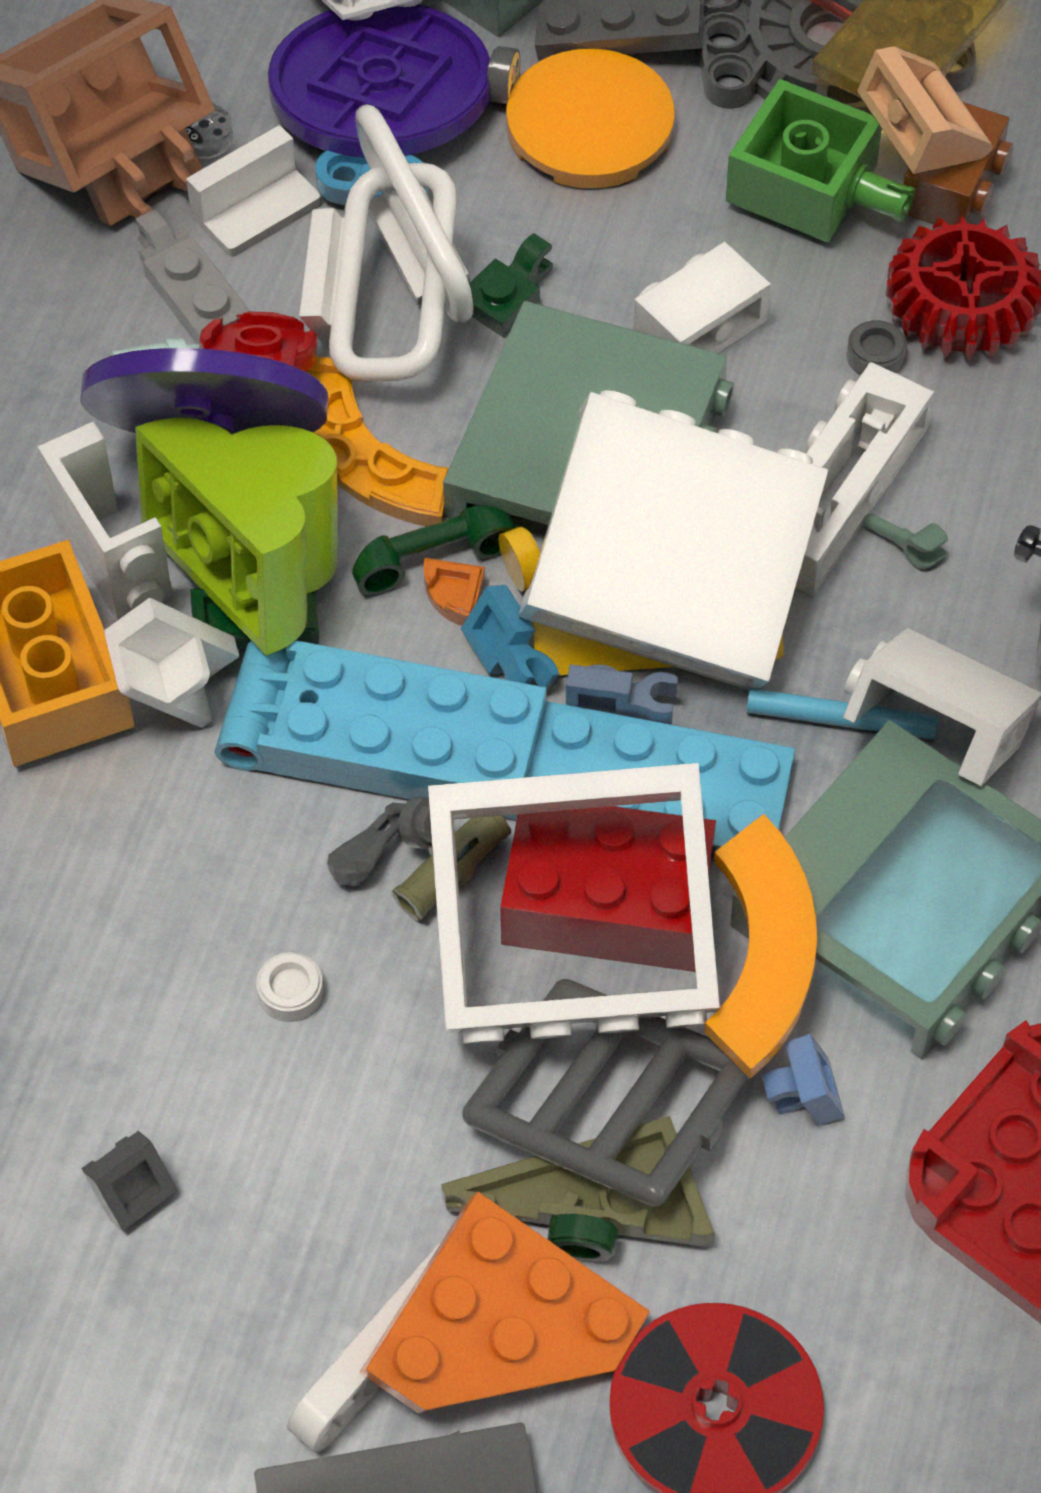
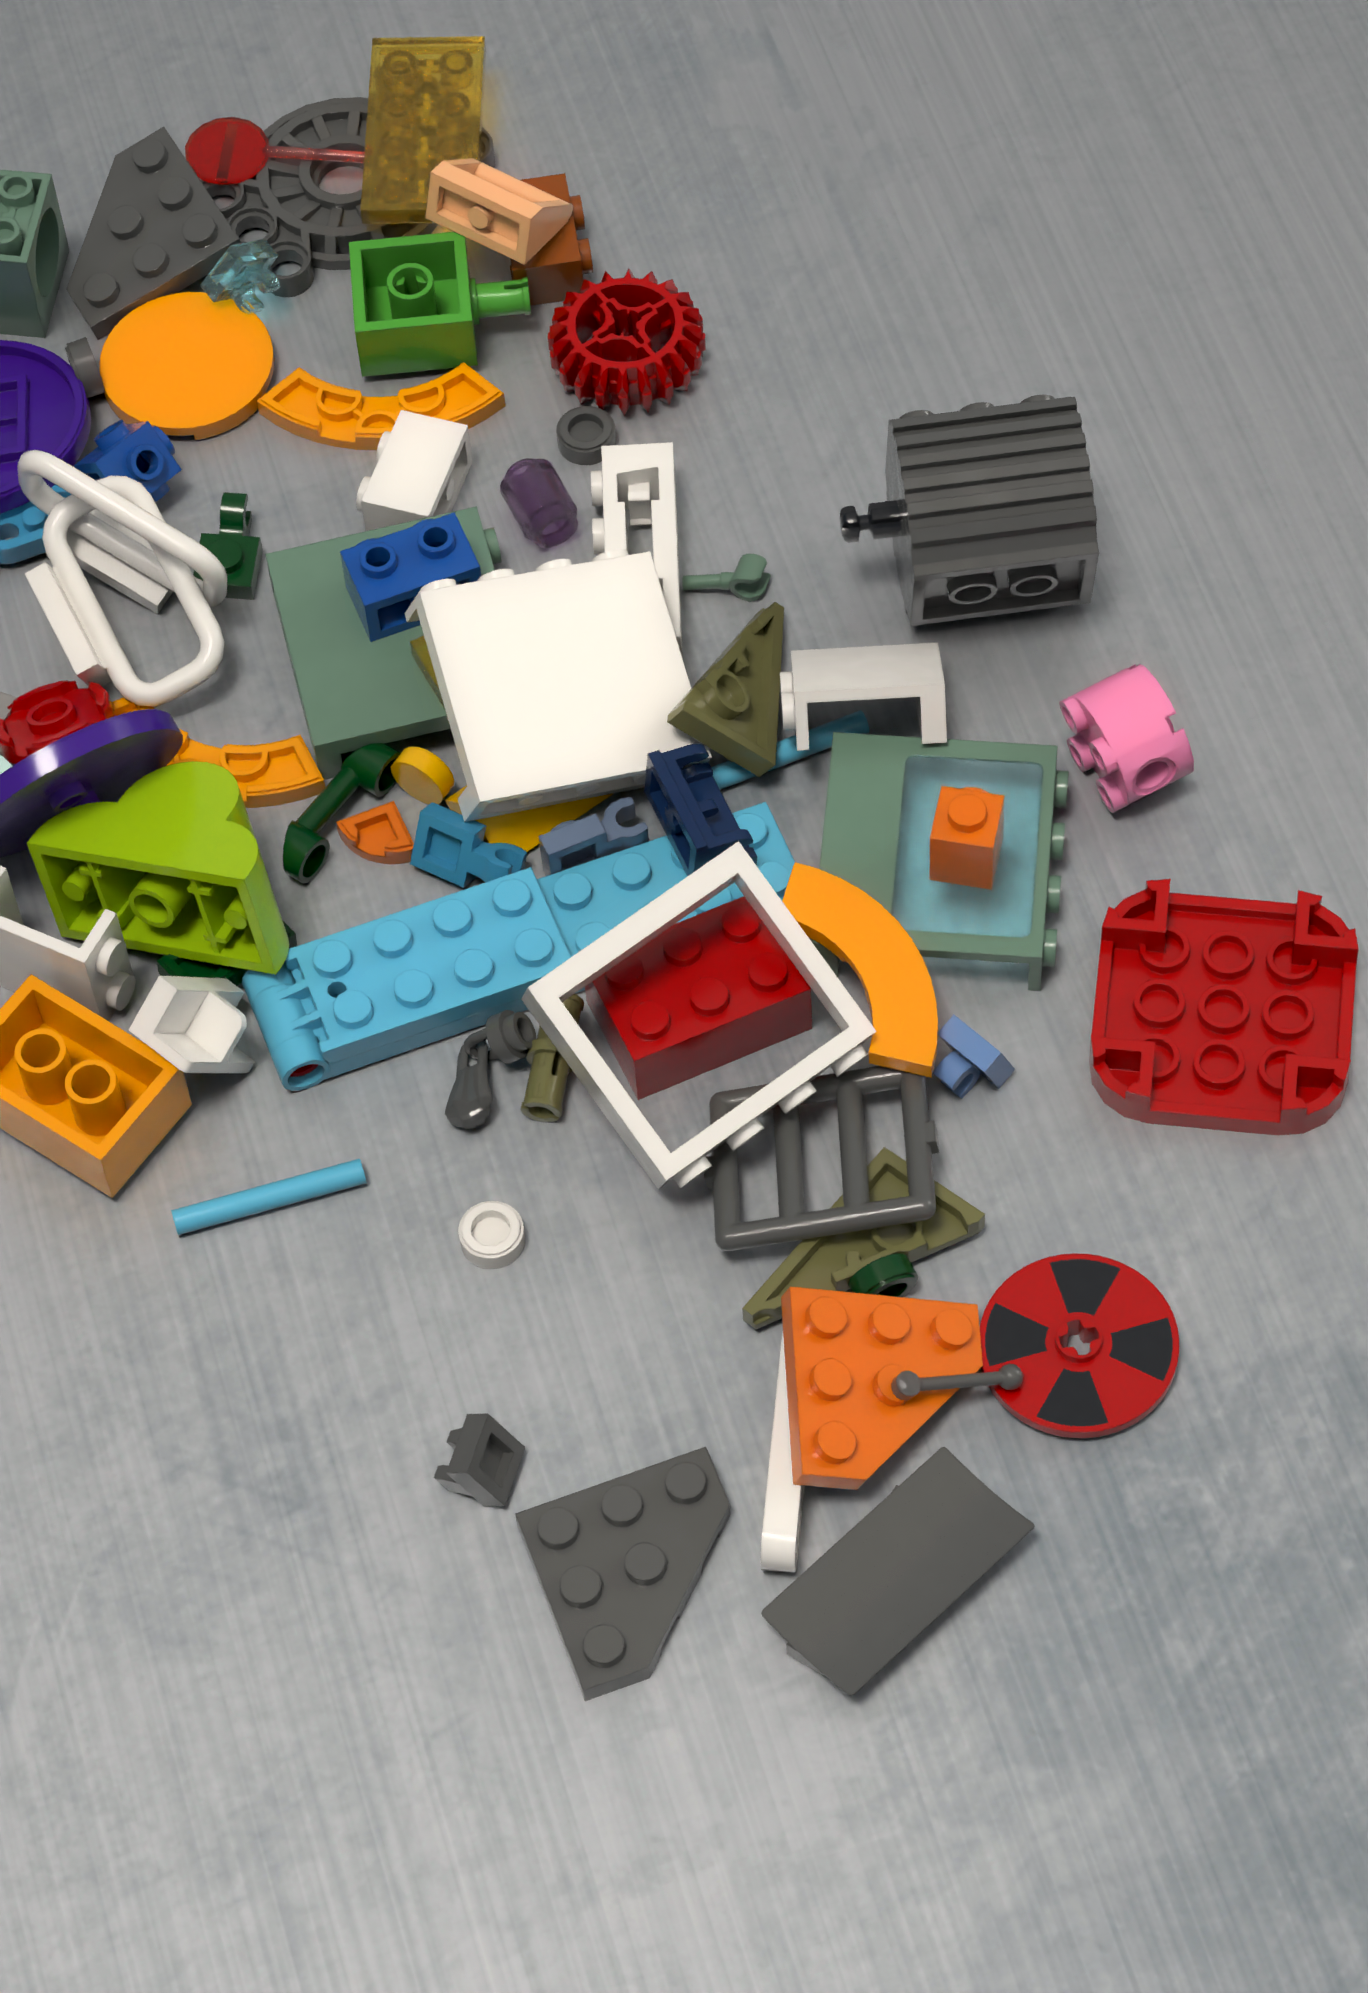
camera: 30 degrees left, 0 degrees up
(136, 842) = (268, 1196): none -> medium azure bar
(180, 1348) = (624, 1564): none -> dark grey plate
(500, 172) = (135, 452): none -> blue brick
(521, 1346) = (908, 1384): none -> dark grey hinge
(638, 367) = (391, 570): none -> blue brick
(681, 64) = (239, 272): none -> clear light blue tile
(688, 228) = (357, 422): none -> light orange tile
(720, 720) = (692, 807): none -> dark blue hinge
(791, 383) = (539, 502): none -> clear purple brick
(820, 643) = (738, 696): none -> olive wing
(929, 879) = (966, 837): none -> orange brick

